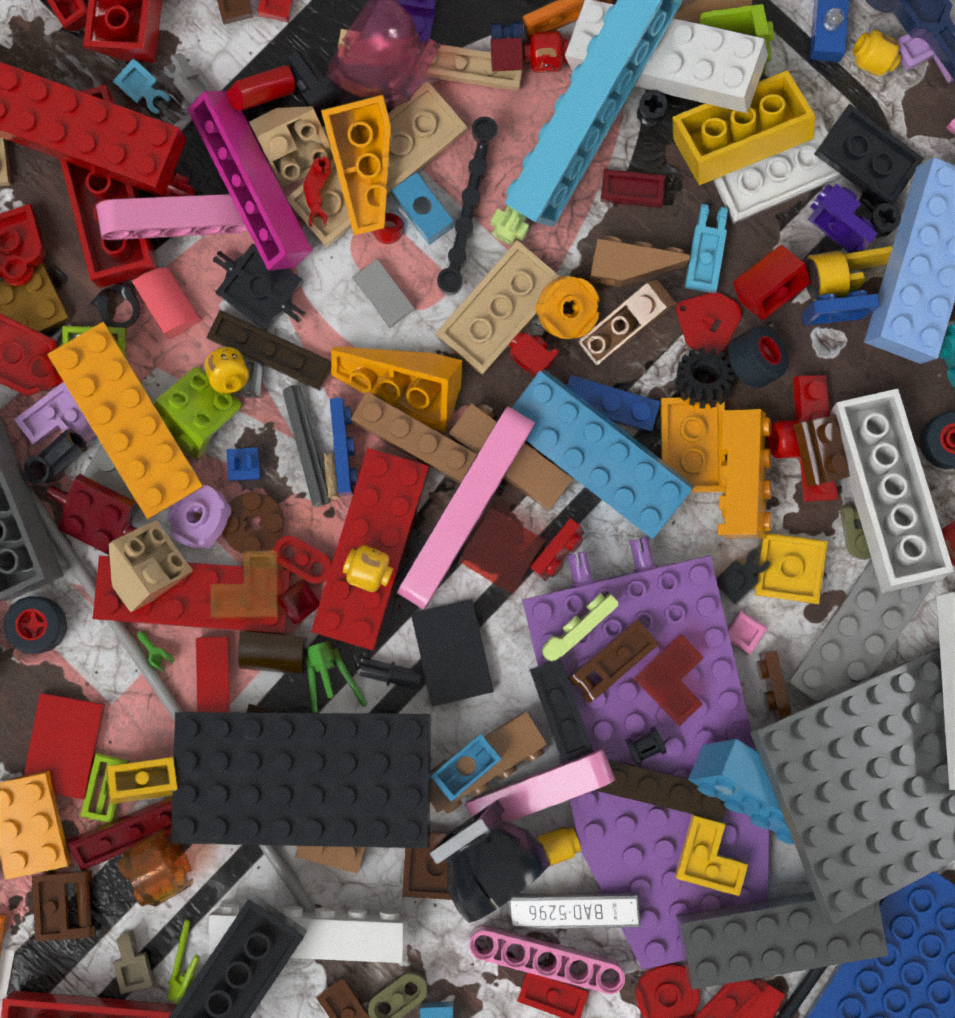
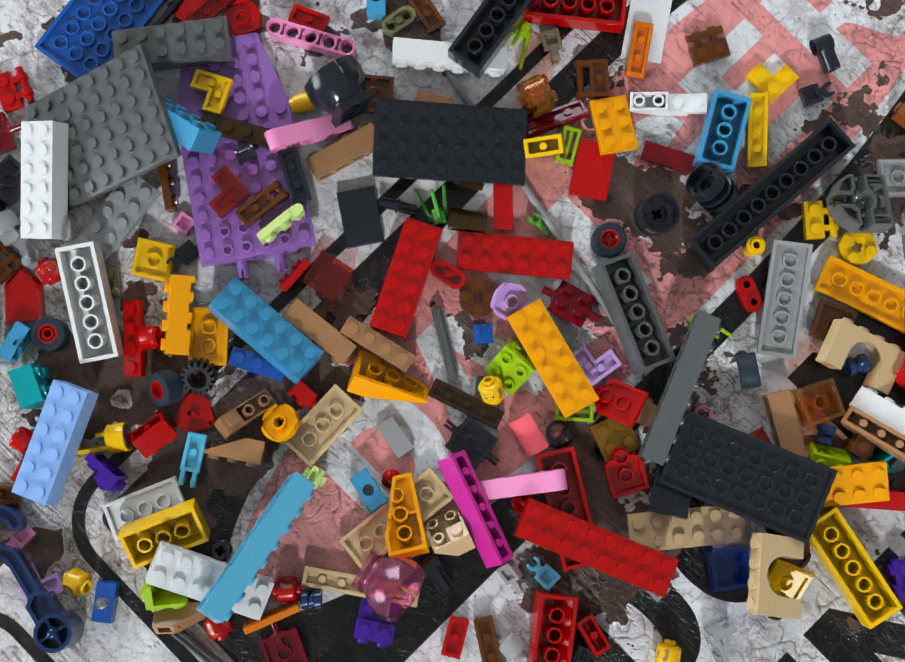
camera: 175 degrees right, 0 degrees up
(56, 458) = (596, 338): black piece -> none
(145, 565) = (540, 270): tan slope -> none
(256, 597) = (475, 248): clear yellow brick -> none
(261, 88) = (467, 567): red brick -> none
(299, 601) = (451, 249): dark red tile -> none
(312, 188) = (436, 503): red arm -> none
(331, 477) = (430, 332): tan piece -> none
(343, 446) = (421, 341): blue plate -> none
(367, 568) = (406, 262): yellow head -> none
(450, 279) = (327, 534): black bar -> none
(454, 783) = (359, 137): dark azure piece -> none
(466, 507) = (347, 300): bright pink beam -> none
(506, 54) = (311, 585): dark red tile -> none
(575, 910) = (289, 64): white tile -> none
(632, 188) = (237, 499): dark red tile -> none
(821, 450) = (129, 328): reddish brown plate -> none
(832, 309) = (106, 417): blue plate -> none
(868, 156) = (87, 515): black tile -> none
(892, 216) = (75, 474): black bush -> none

